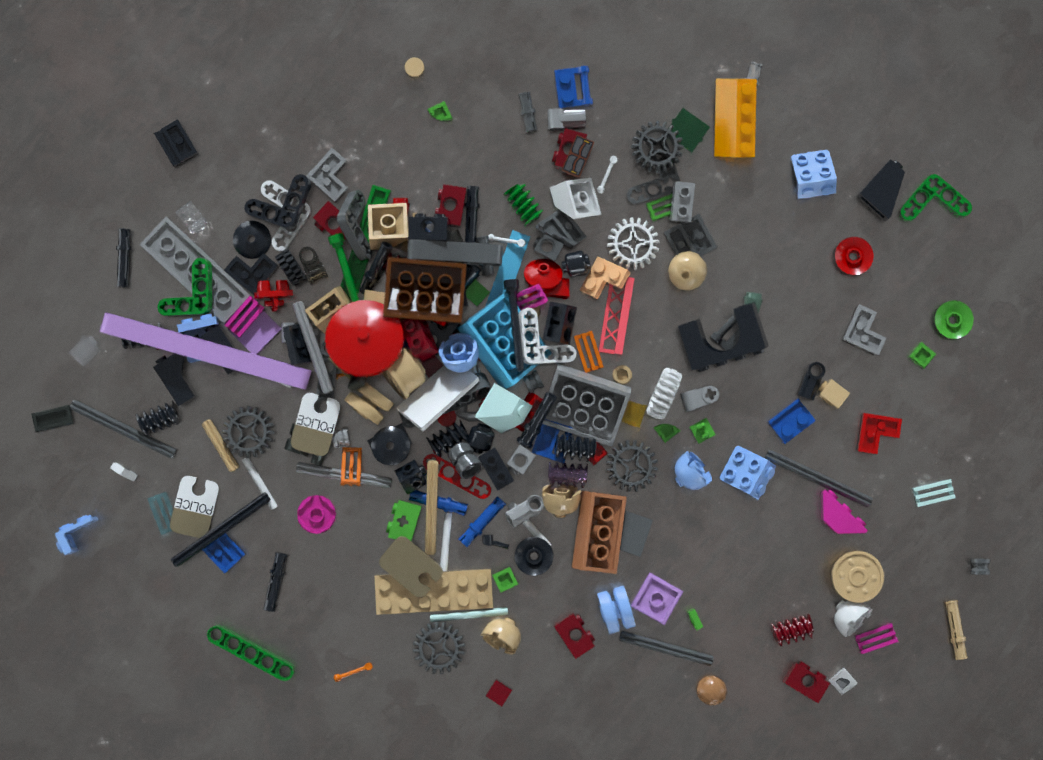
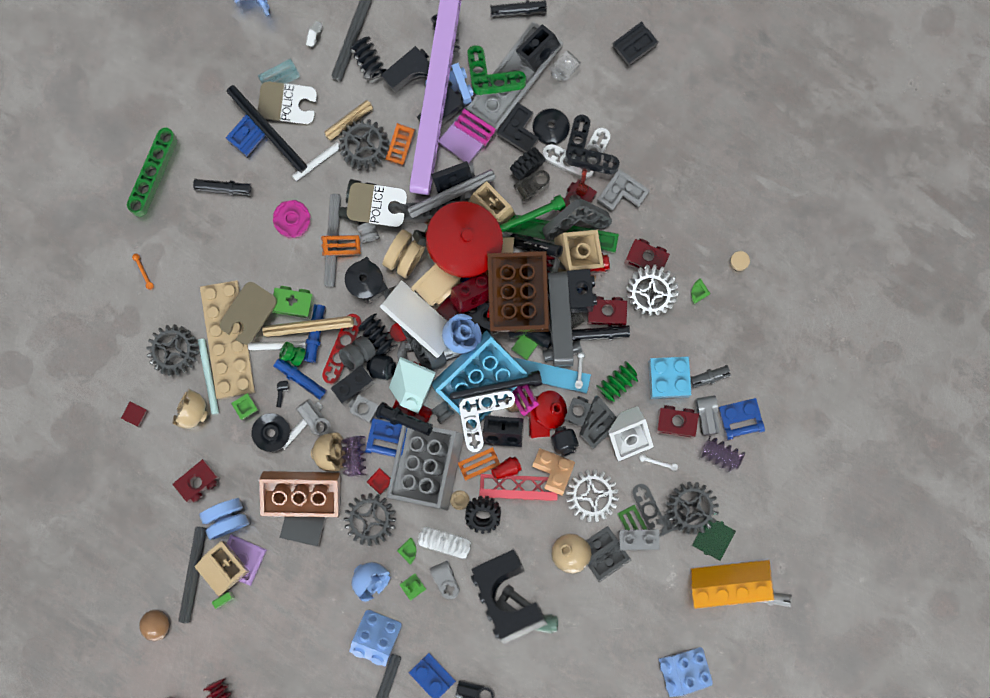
camera: 90 degrees right, 5 degrees down
(171, 241) = (538, 47): none -> black brick
(234, 393) = (411, 131): none -> orange slope
(264, 292) = (503, 159): red hips -> none
(324, 214) = (582, 188): none -> clear red hand
(400, 170) = (641, 246): none -> dark red brick
(411, 476) = (336, 303): black brick -> none
(438, 142) = (660, 290): none -> white gear
(456, 528) = (292, 353): none -> green wheel
(525, 152) = (669, 377): none -> medium azure brick
(576, 447) = (380, 459): black piece -> none
(577, 156) = (671, 429): tile -> none
(597, 324) = (507, 468): none -> red cone
(606, 110) = (722, 454): none -> clear purple piece
(631, 352) = (483, 505): none -> black tyre
(633, 414) = (421, 515): clear yellow panel -> none
(664, 617) = (221, 568): none -> tan slope

